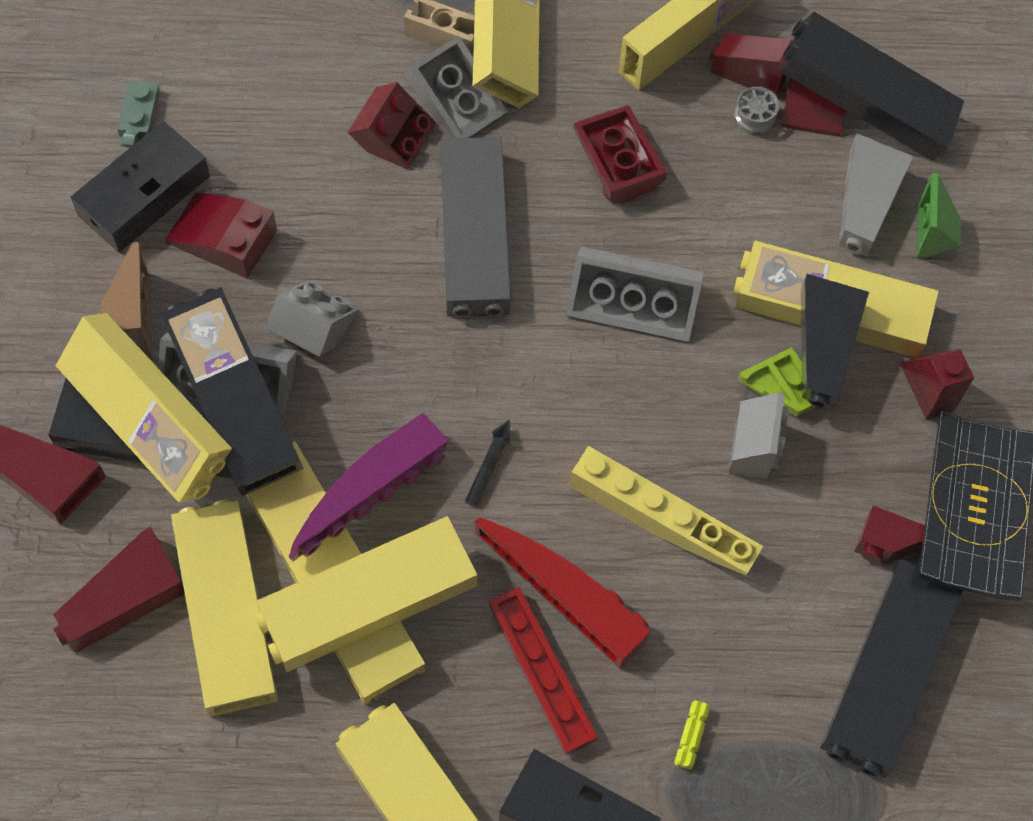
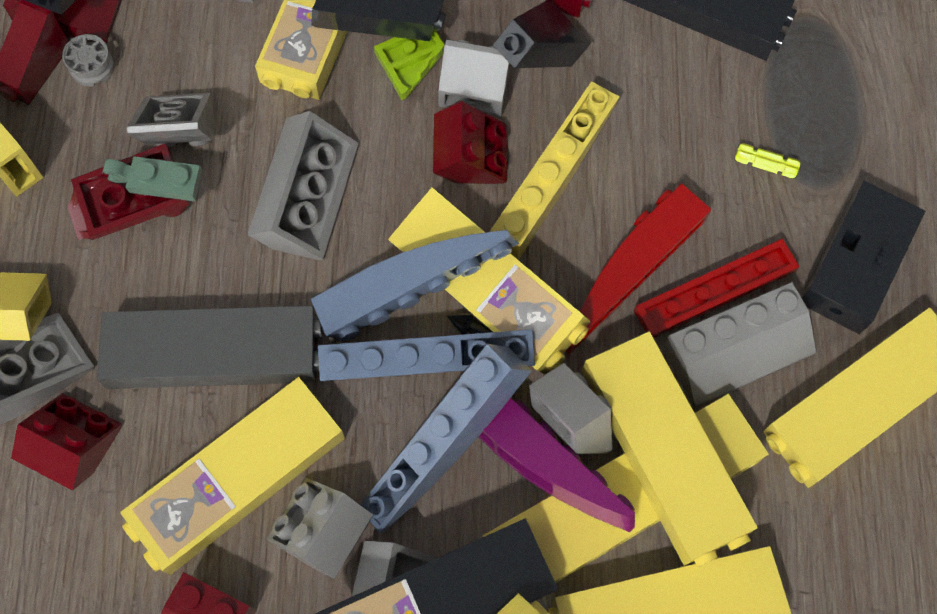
camera: 90 degrees left, 5 degrees up
(360, 252) = (231, 477): none -> light yellow brick
(387, 407) = (447, 433): none -> sand blue slope
(401, 508) = (573, 410): none -> light grey slope
(460, 387) = (416, 354): none -> sand blue slope
(480, 689) = (741, 344): none -> light grey slope
(531, 366) = (403, 279): none -> sand blue slope
(535, 446) = (503, 290): none -> light yellow brick
(628, 167) = (156, 177): none -> sand green plate
(686, 438) = (469, 146): none -> dark red slope
(687, 174) = (174, 120): none -> light grey slope
(803, 491) = (541, 39): none -> black slope

